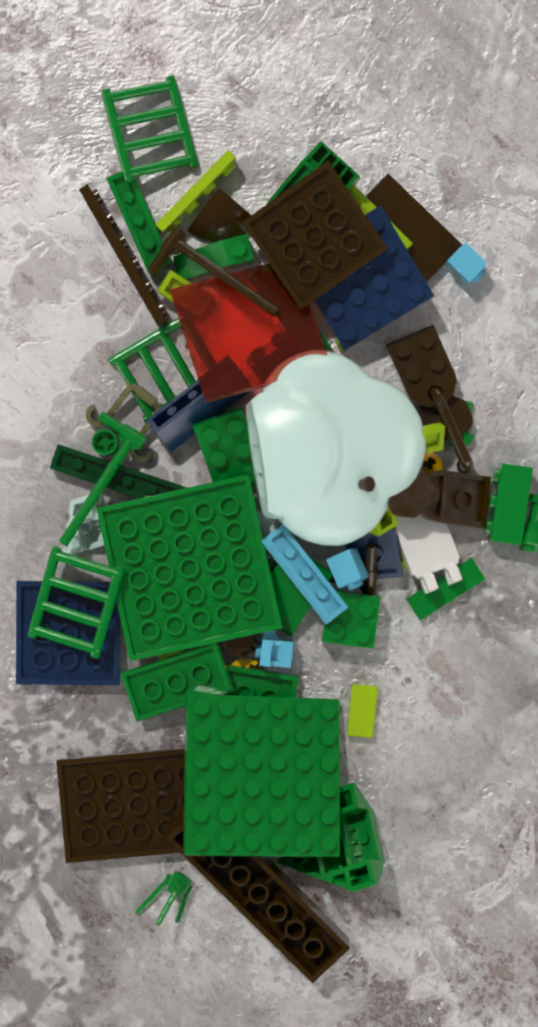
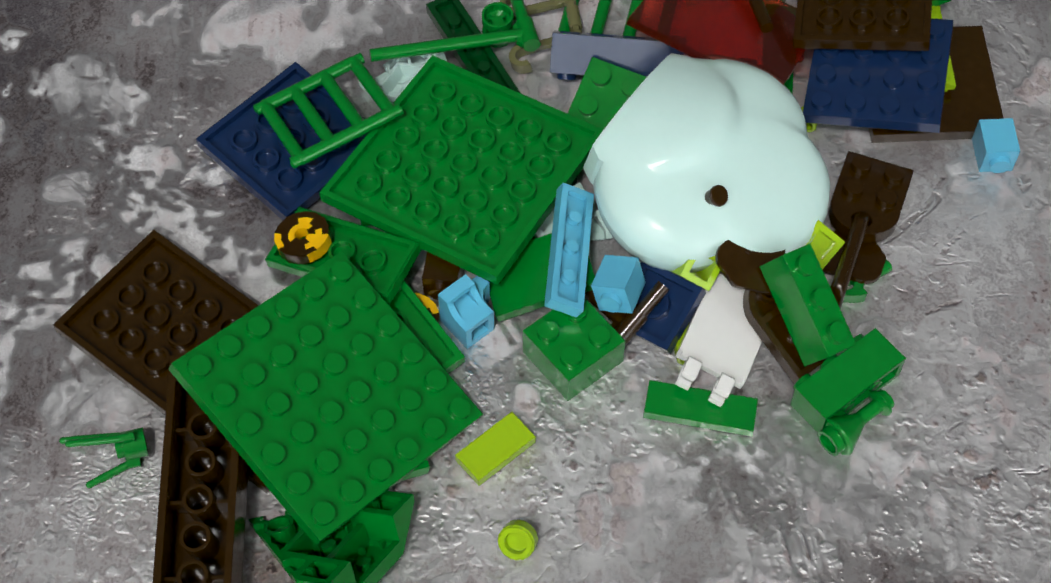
camera: 40 degrees right, 30 degrees down
(139, 702) = (303, 250): none -> piece
(421, 750) = (517, 539): none -> lime tile
(462, 492) = (807, 305): none -> green brick

